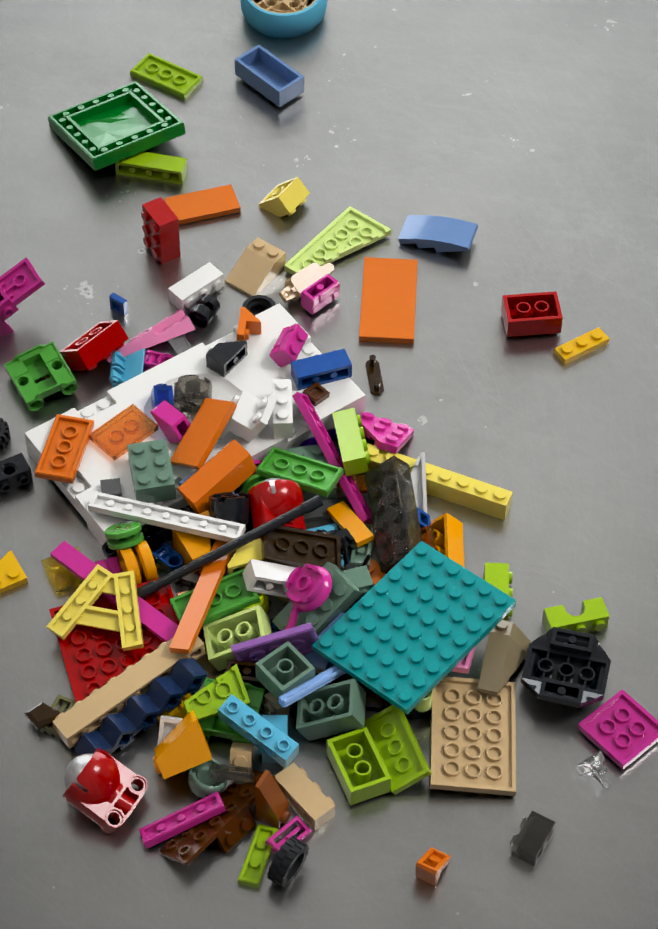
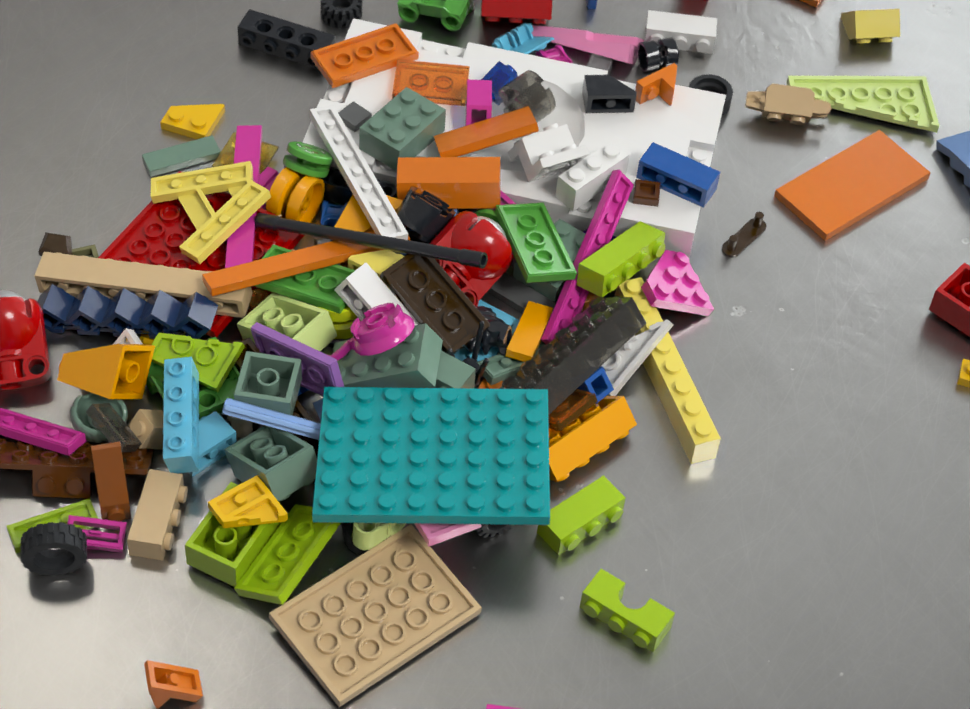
camera: 45 degrees right, 0 degrees up
(29, 601) = (181, 156): none -> sand green tile
(256, 267) = (760, 59): tan slope -> none
(288, 345) = (675, 129): dark pink brick -> none
(320, 294) = (785, 123): dark pink brick -> none
(357, 741) = (247, 505): none -> yellow wing
(503, 655) = (506, 569): dark tan wedge -> none
(569, 653) = (548, 618): black piece -> none

